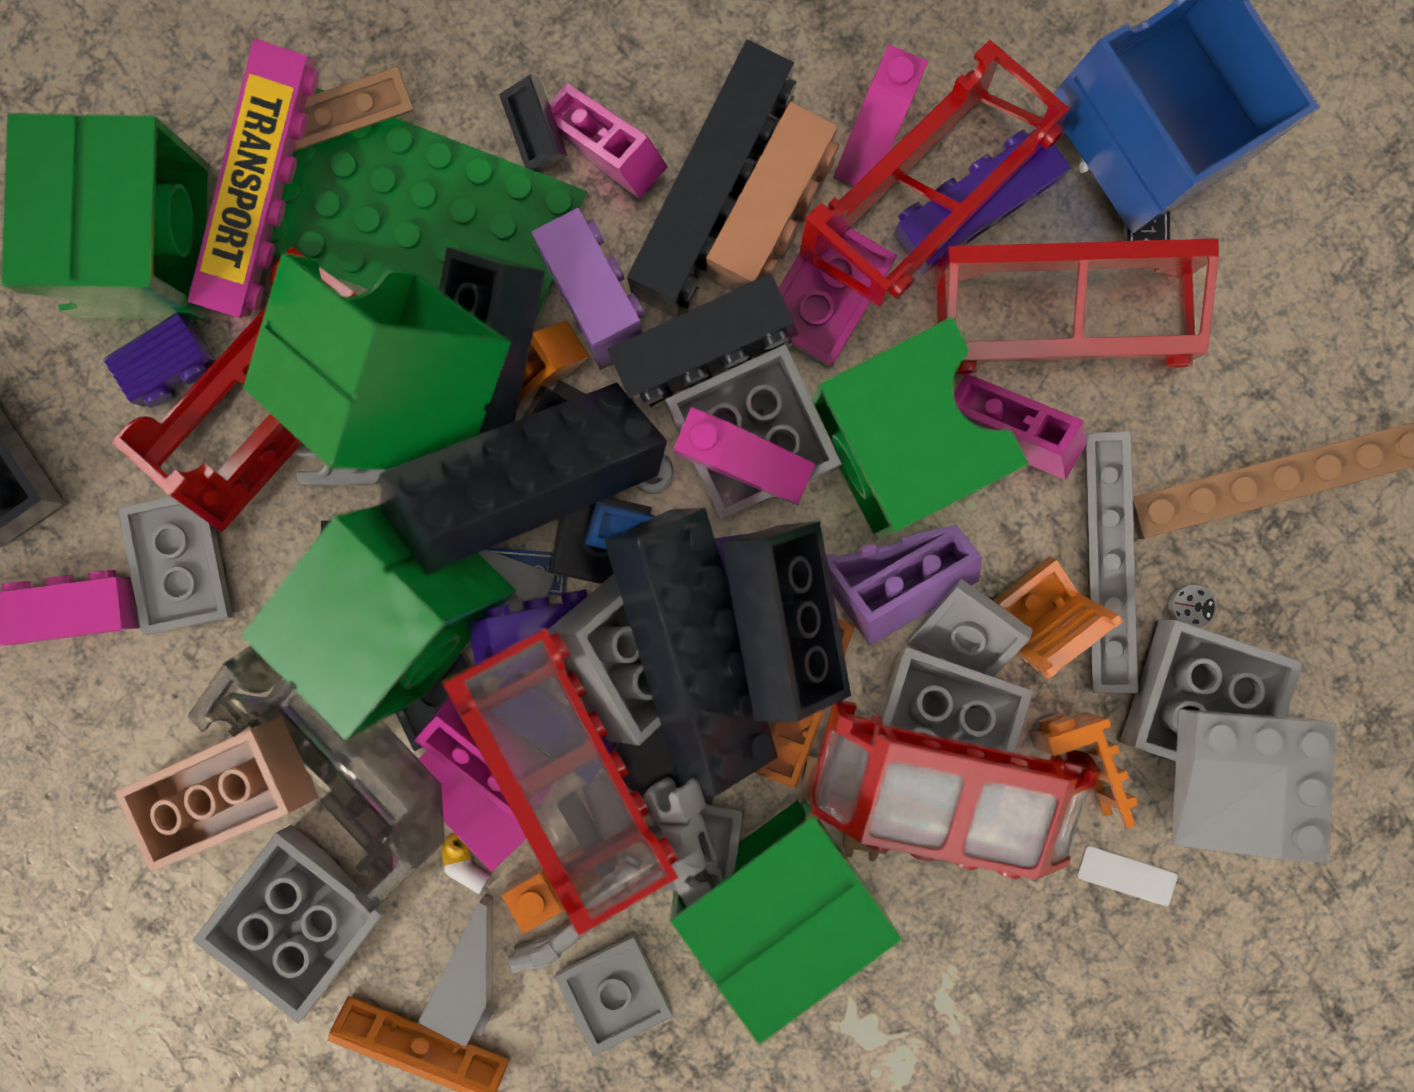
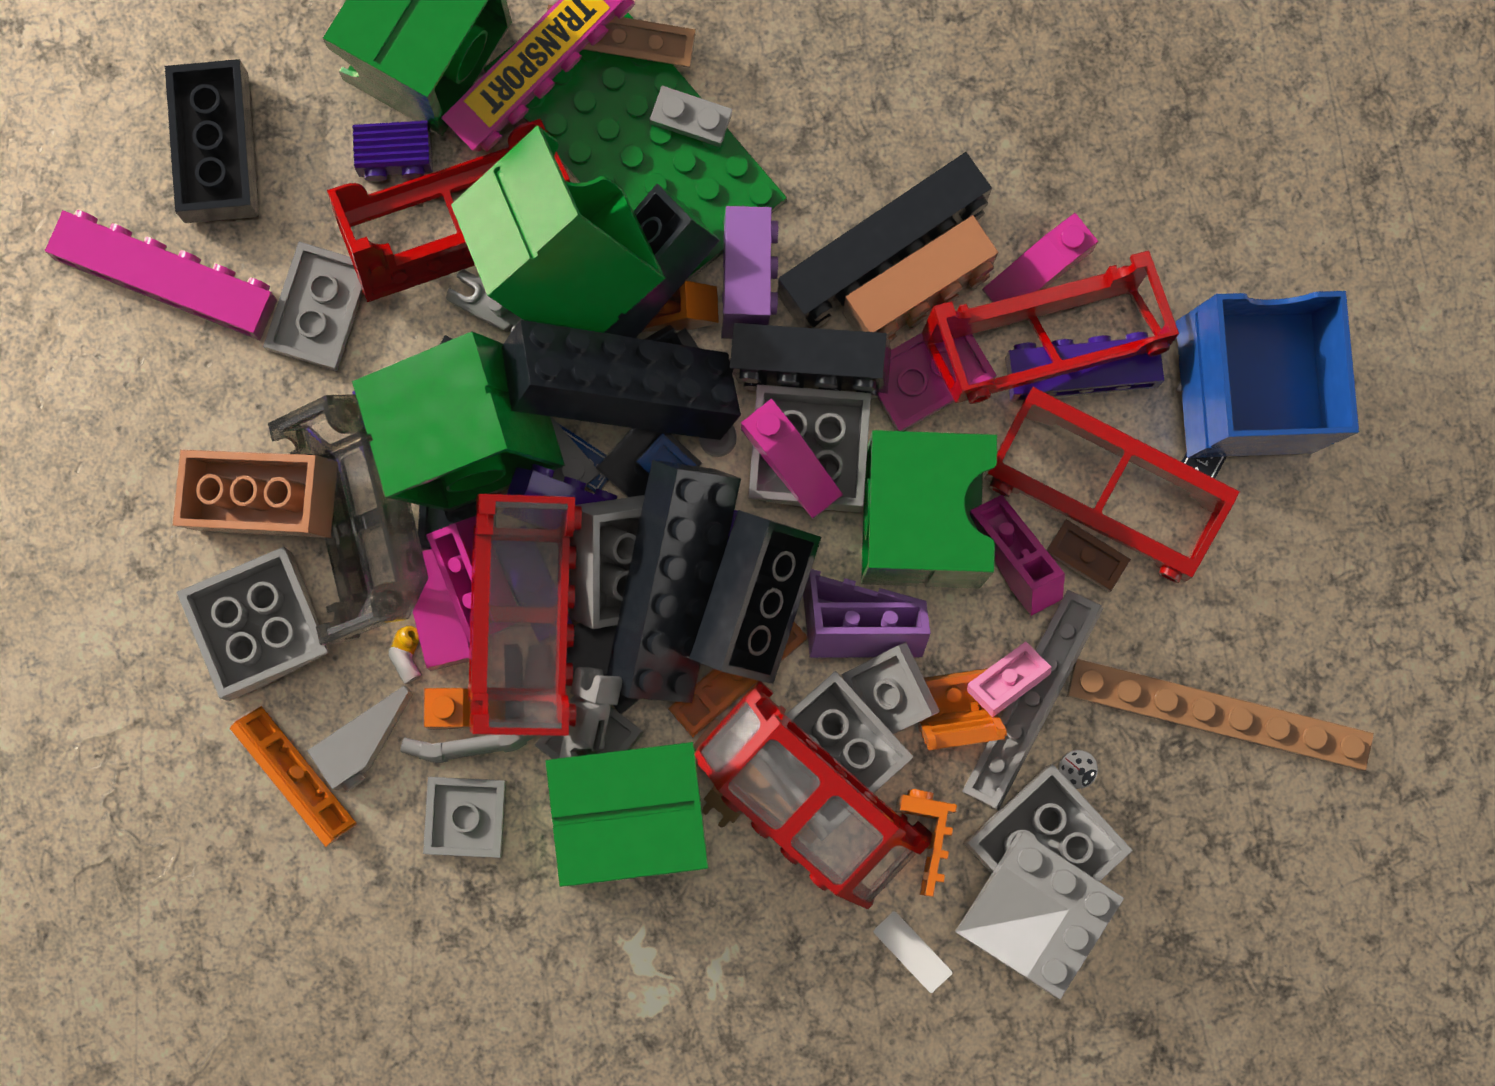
camera: 25 degrees right, 5 degrees down
(443, 160) = (691, 116): none -> light grey plate
(533, 123) = (774, 125): black tile -> none
(607, 140) = (821, 166): dark pink slope -> none
(1082, 557) = (1009, 679): none -> bright pink plate
(1087, 387) = (1088, 555): none -> reddish brown plate

